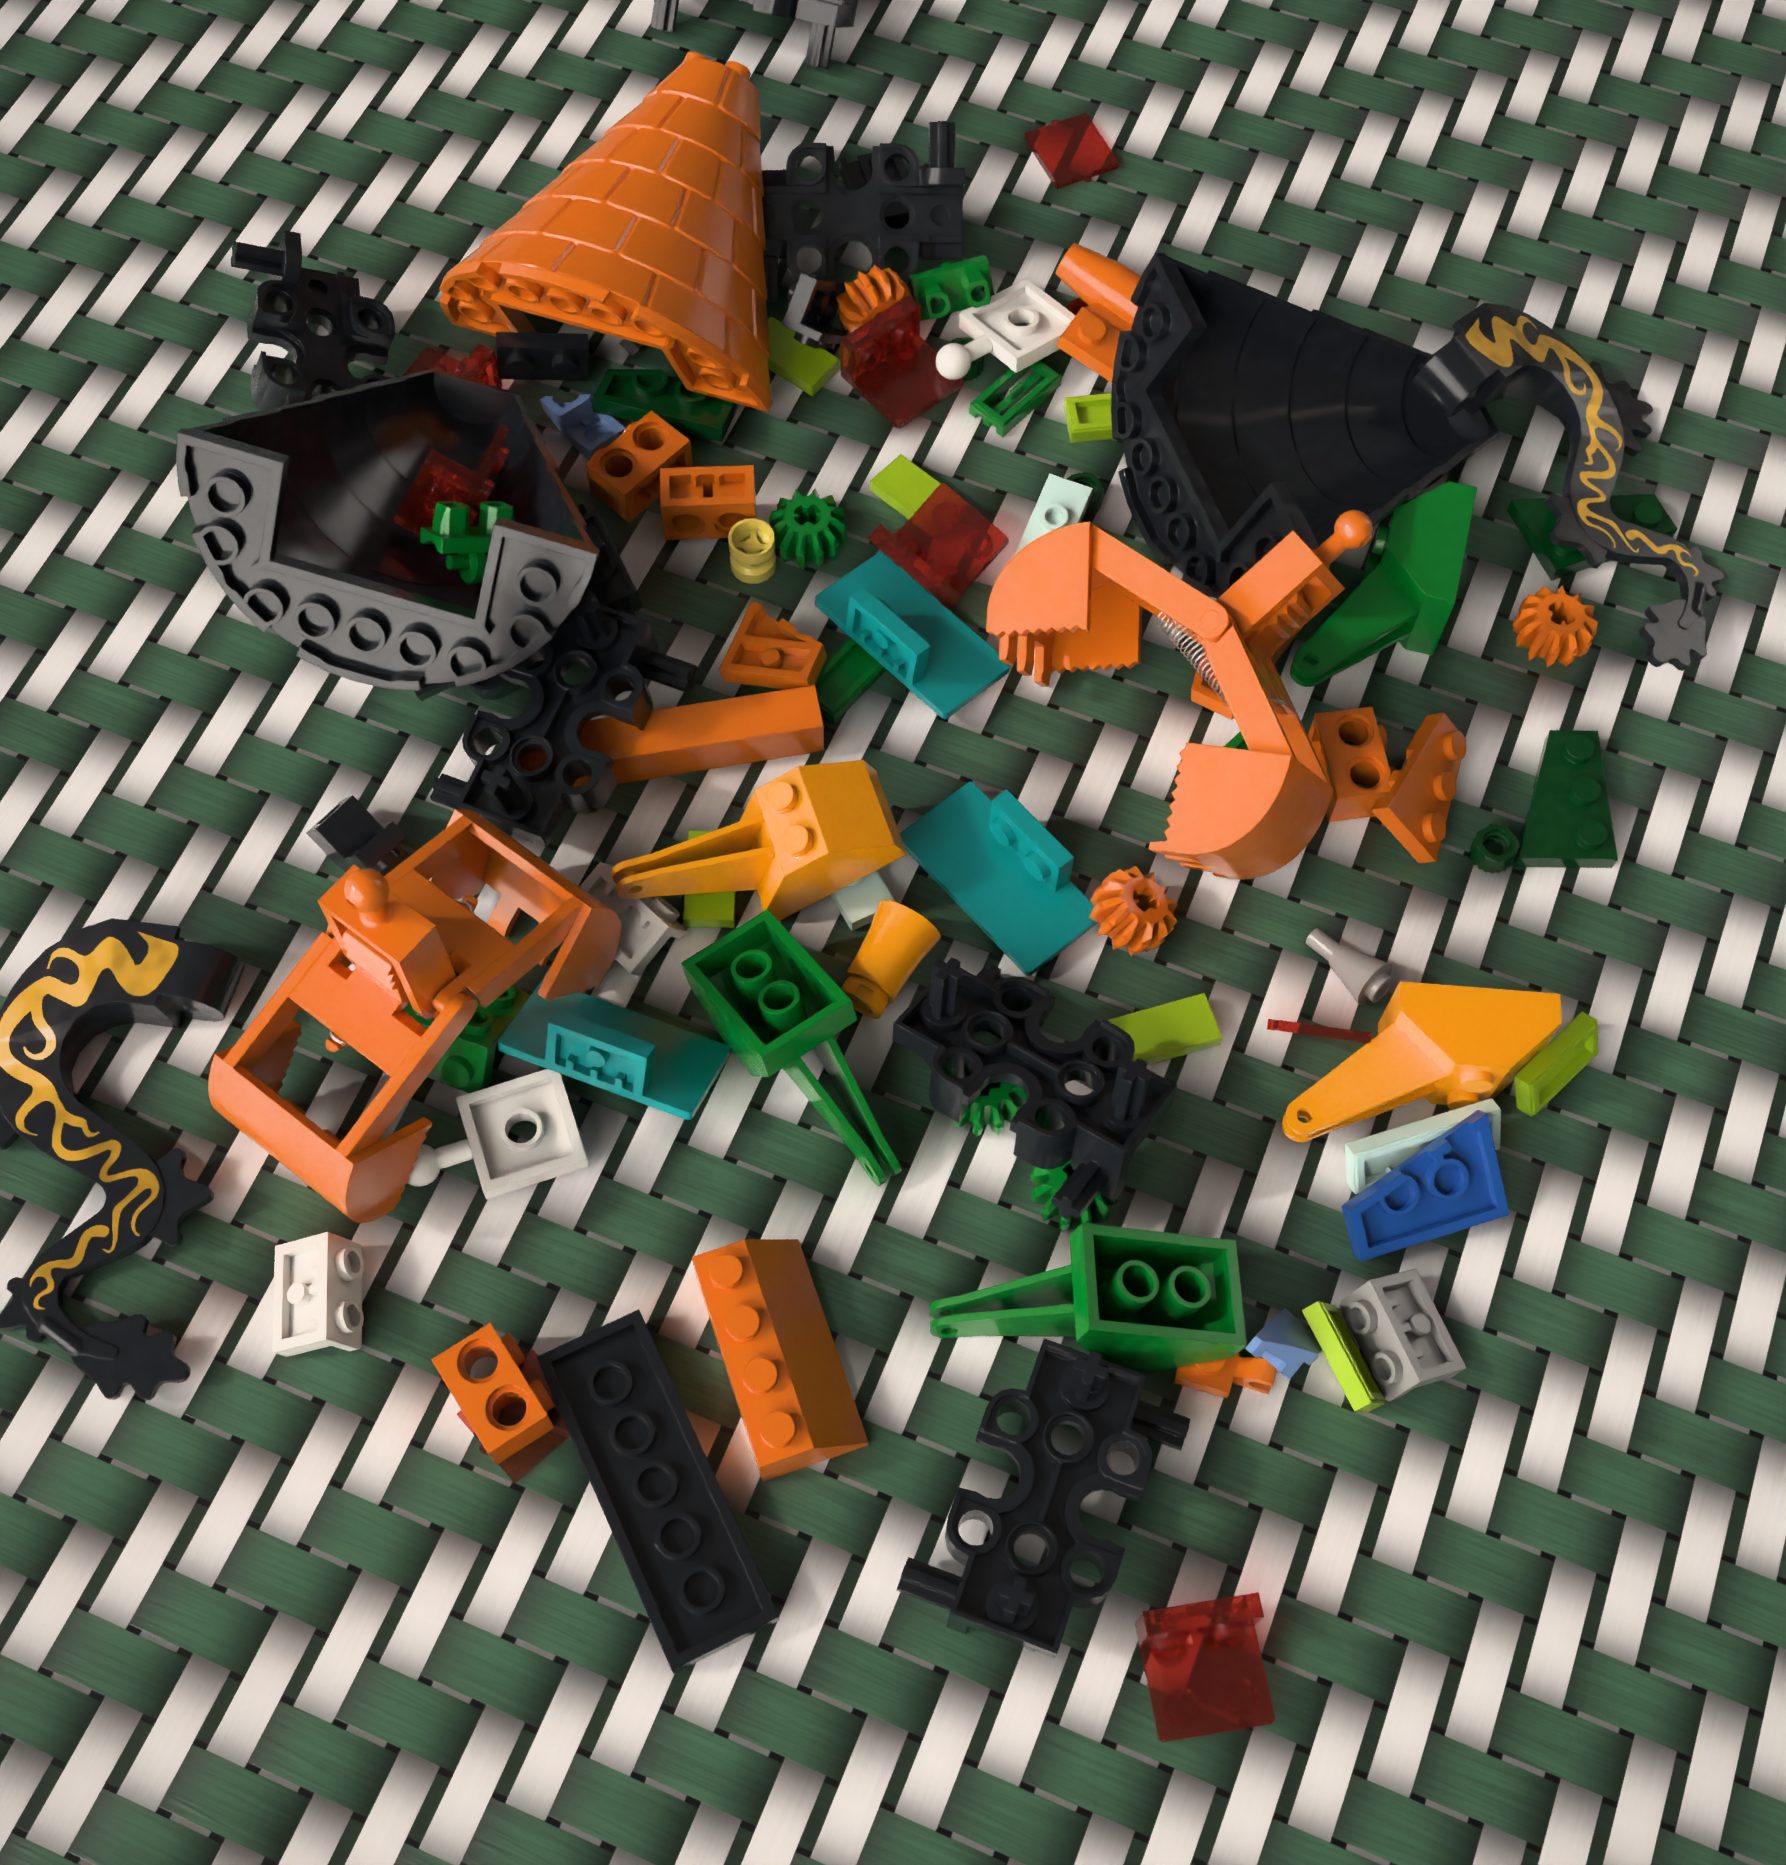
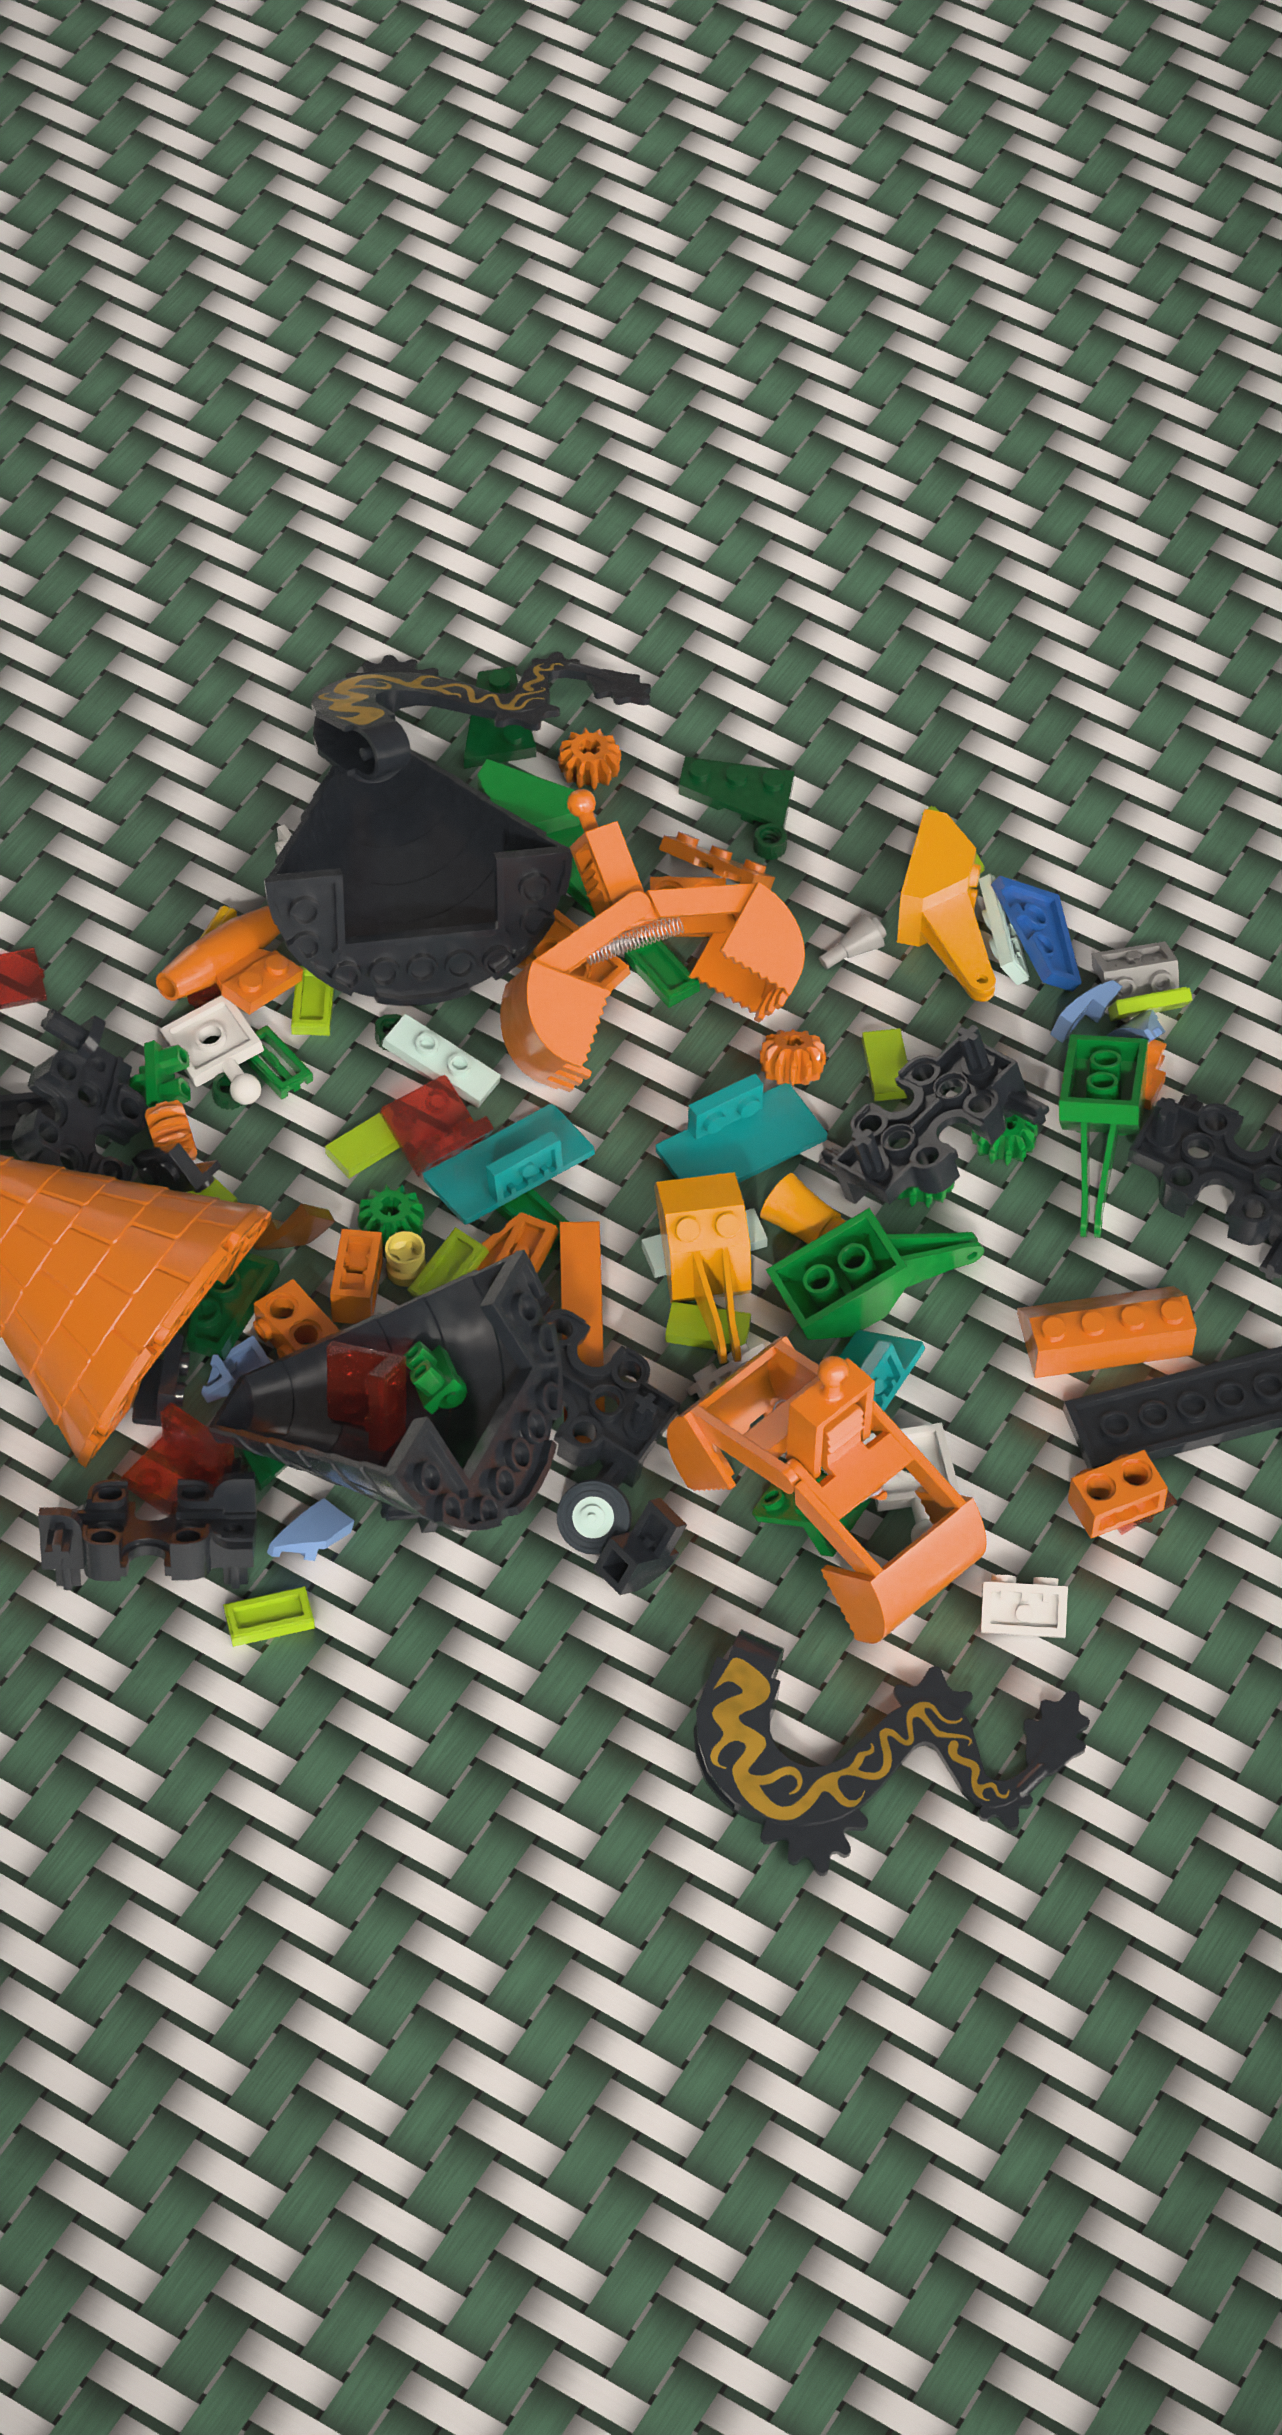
camera: 80 degrees left, 10 degrees down
(404, 785) = (593, 1514): none -> black wheel
(742, 594) = (452, 1260): none -> lime tile
(777, 442) = (299, 1229): none -> reddish brown slope
(895, 365) = (236, 1133): clear red bracket -> none
(1319, 1031) = (911, 965): clear red piece -> none
(1326, 1279) = (1091, 1003): none -> medium blue slope

